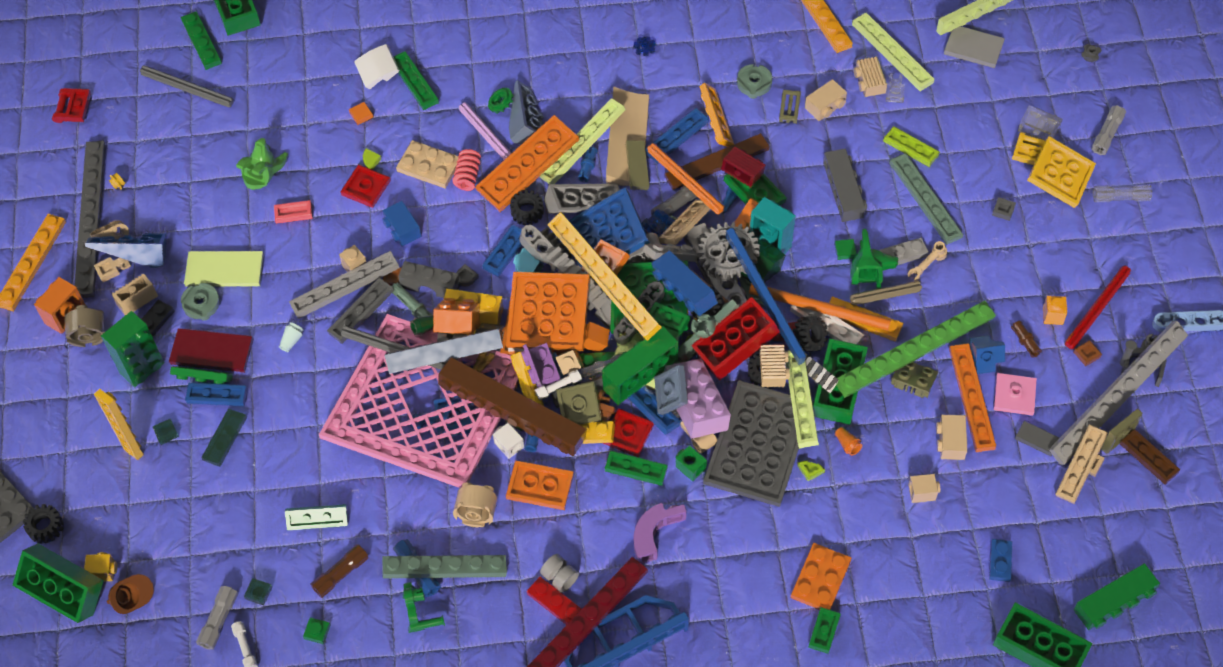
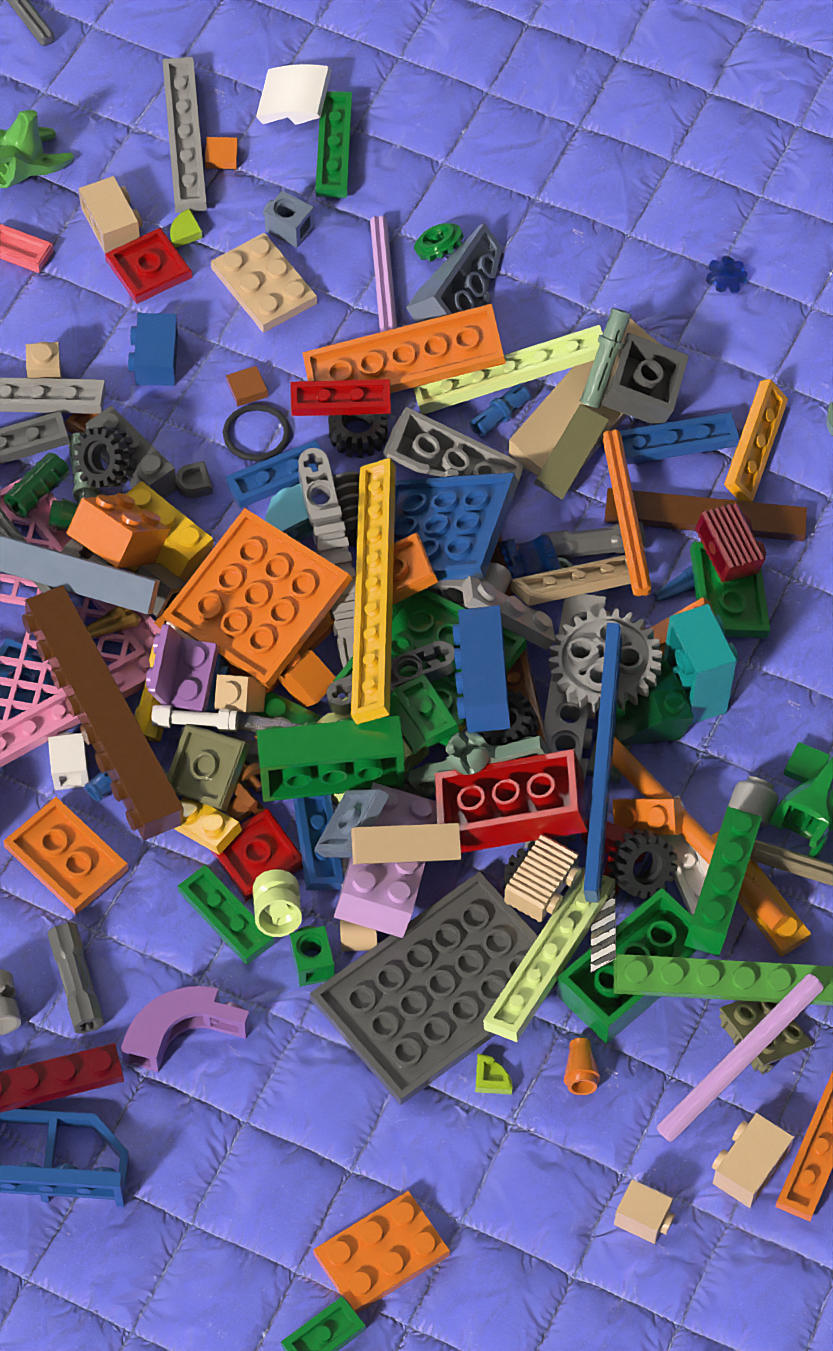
camera: 30 degrees right, 0 degrees up
(329, 171) = (109, 213): none -> tan brick
(336, 113) = (184, 135): none -> light grey plate
(395, 318) = (36, 485): none -> dark green axle
(419, 127) = (288, 218): none -> sand blue brick
(429, 279) = (90, 459): none -> black tyre
(458, 217) = (246, 386): none -> dark orange tile
(466, 169) = (309, 319): coral piece -> none
(473, 224) = (259, 457): none -> black piece
(512, 197) = (340, 397): none -> red plate
(599, 547) = (75, 976): none -> dark grey axle
(626, 111) = (605, 357): none -> sand green pin
(648, 113) = (645, 380): none -> dark grey brick
(659, 448) = (277, 903): none -> yellowish green wheel
(706, 383) = (405, 843): none -> tan tile
(800, 308) = (658, 815): none -> orange plate
(836, 279) = (755, 797): none -> light grey head
(857, 319) = (723, 881): none -> green brick
(917, 394) = (740, 1057): none -> lavender axle

